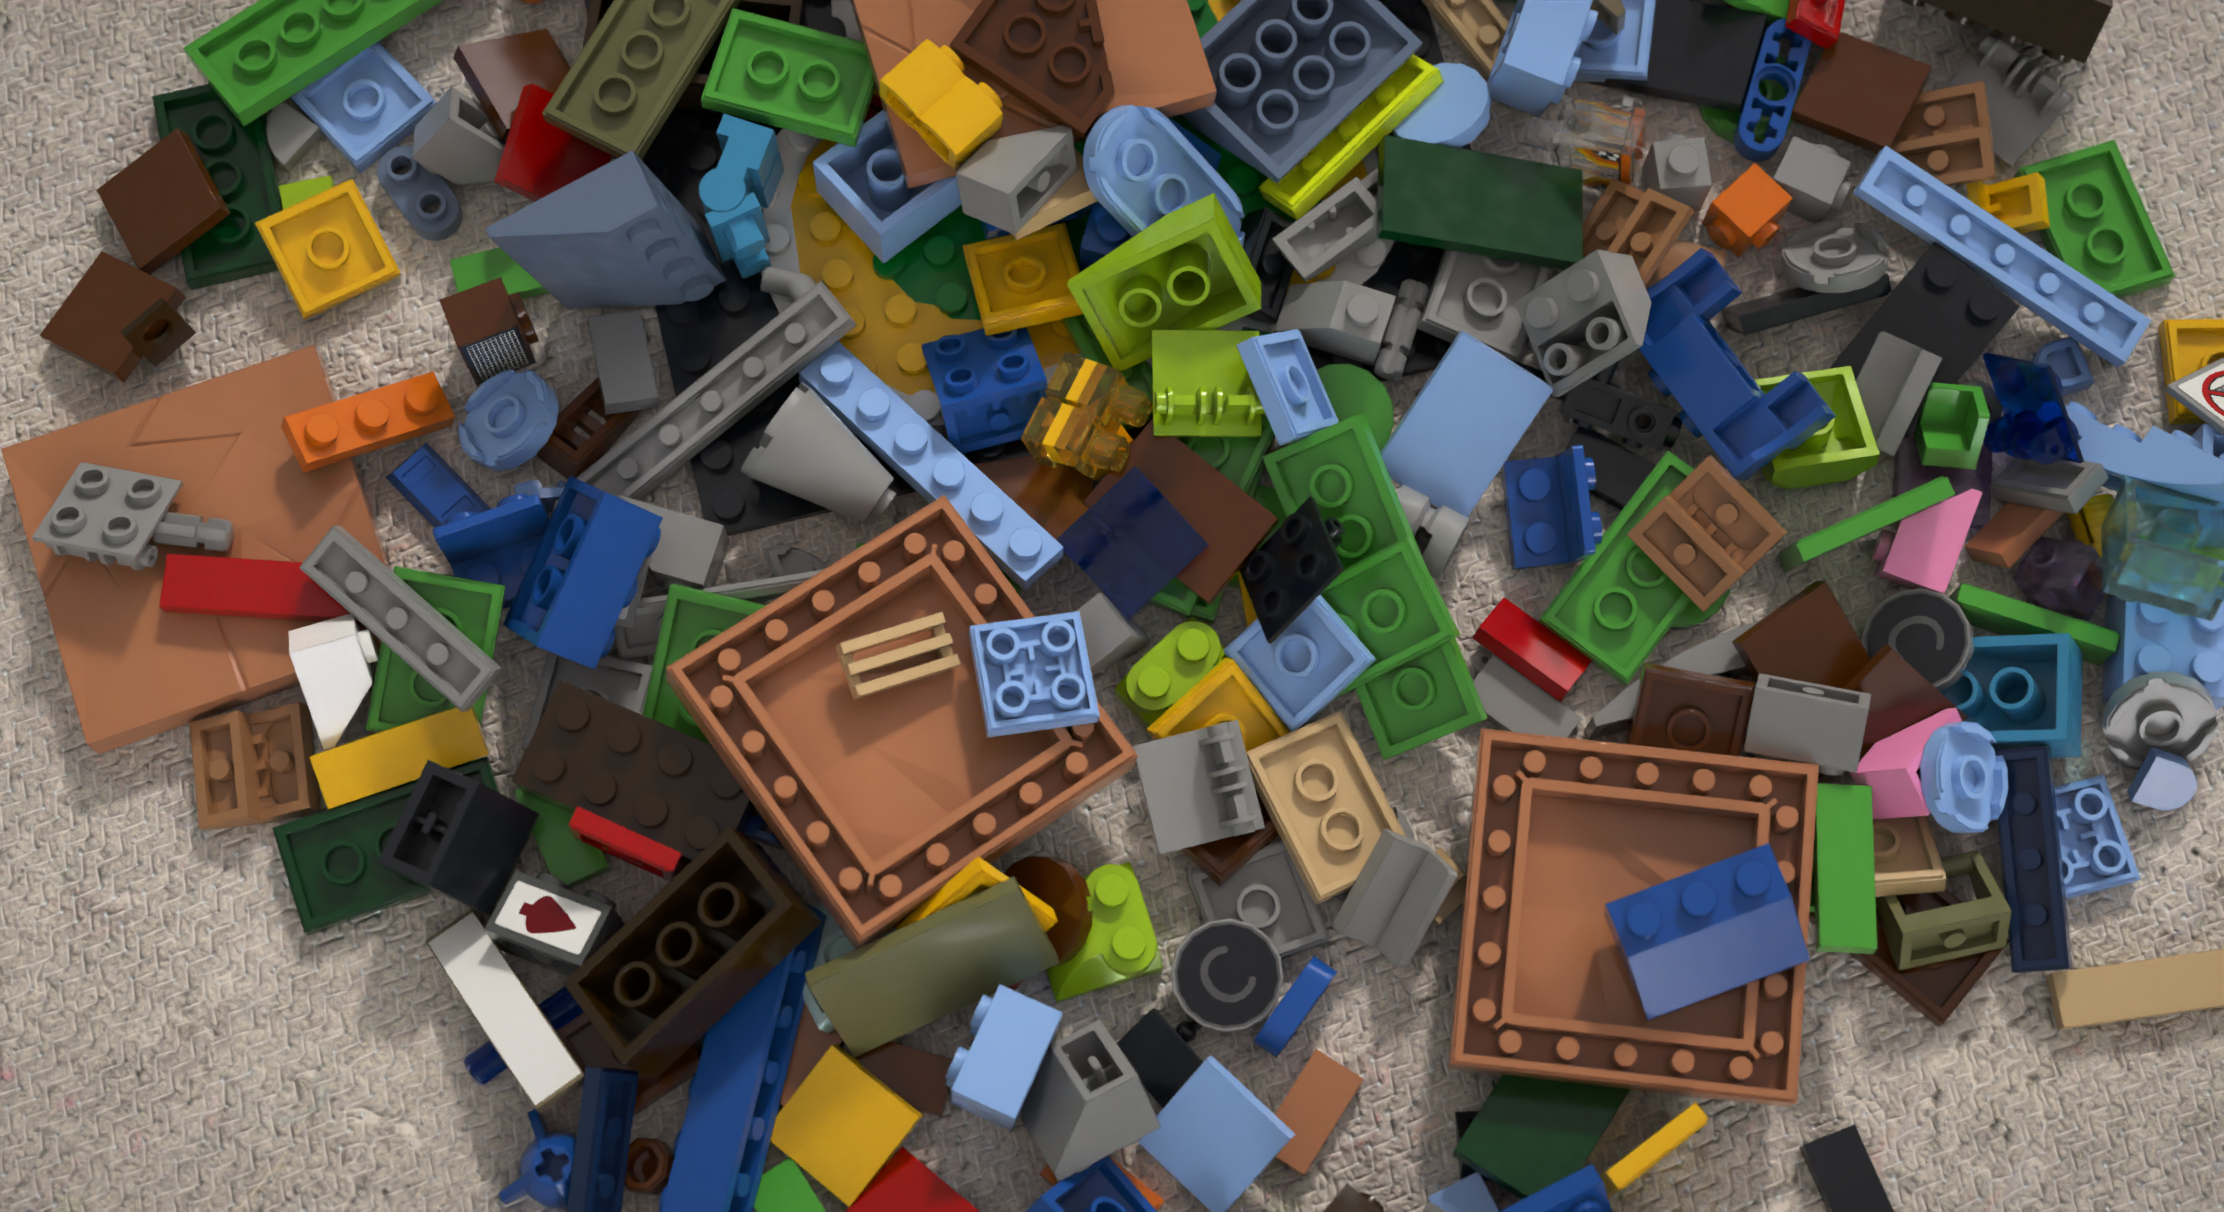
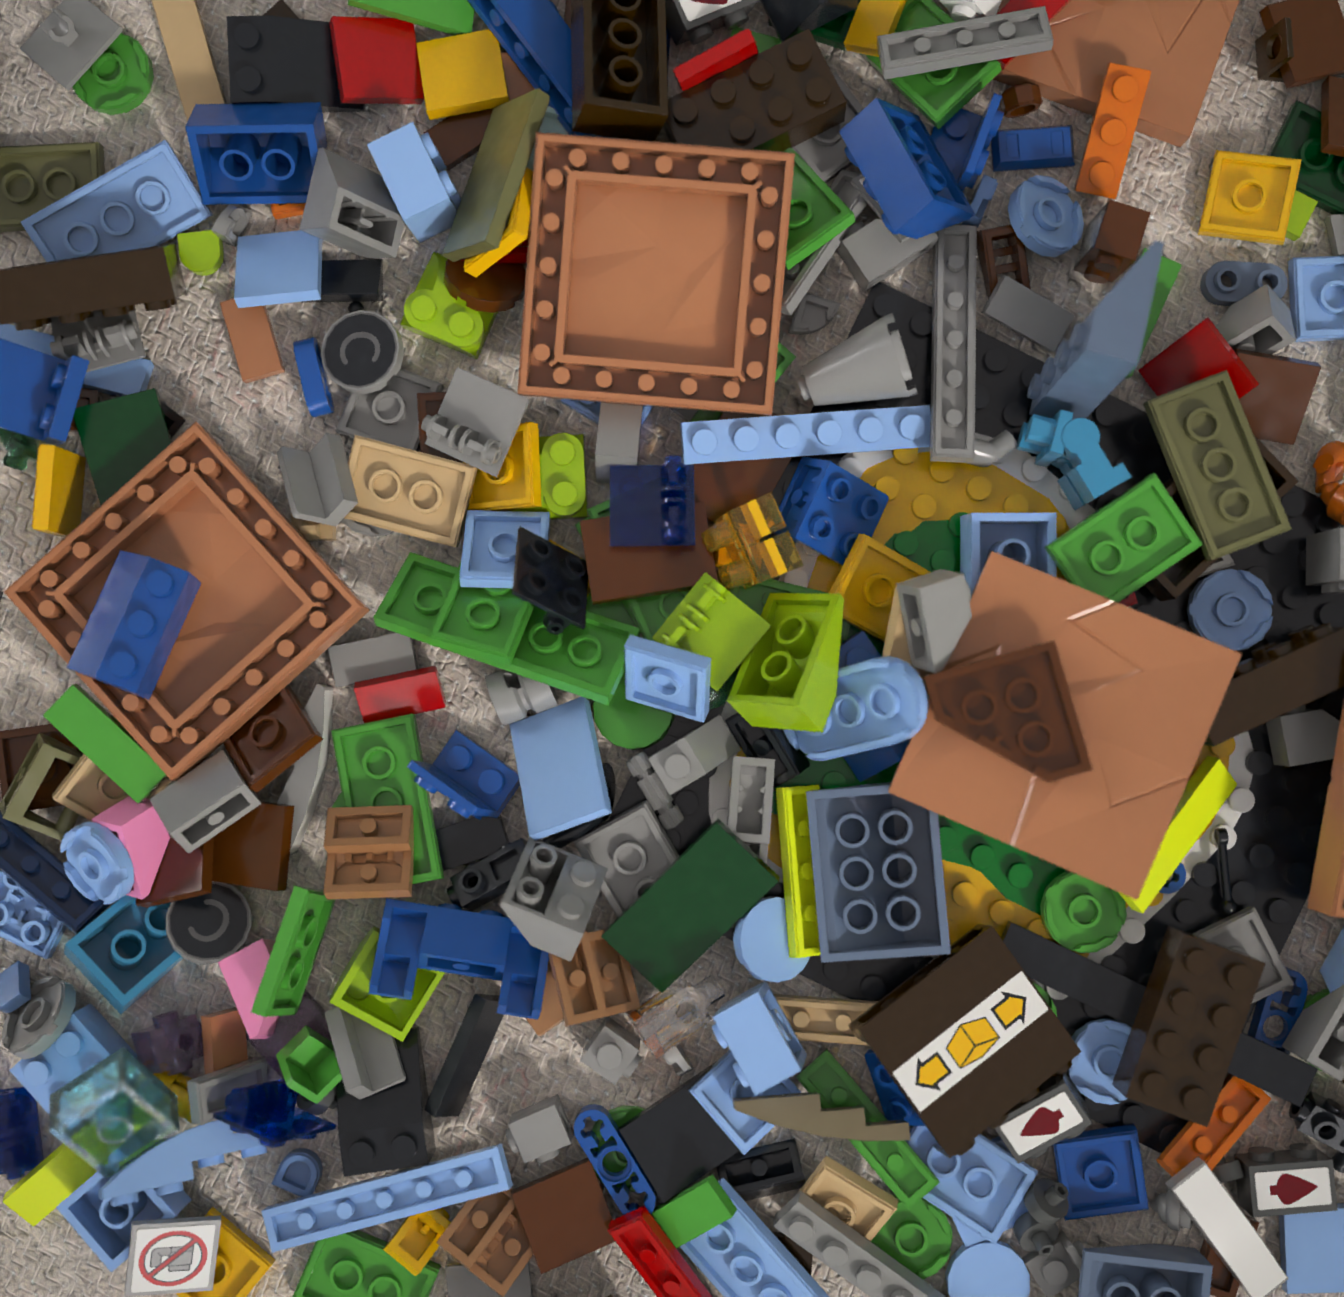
camera: 135 degrees right, 15 degrees up
(403, 540) = (1020, 100): none -> reddish brown tile
(940, 641) = (677, 296): tan tile -> none
(941, 102) = (1019, 604): yellow brick -> none
(1033, 674) = (614, 369): light blue tile -> none
(1747, 212) = (551, 1072): orange brick -> none
(1835, 258) = (476, 1097): light grey tile -> none
(2015, 617) = (160, 1002): bright green tile -> none

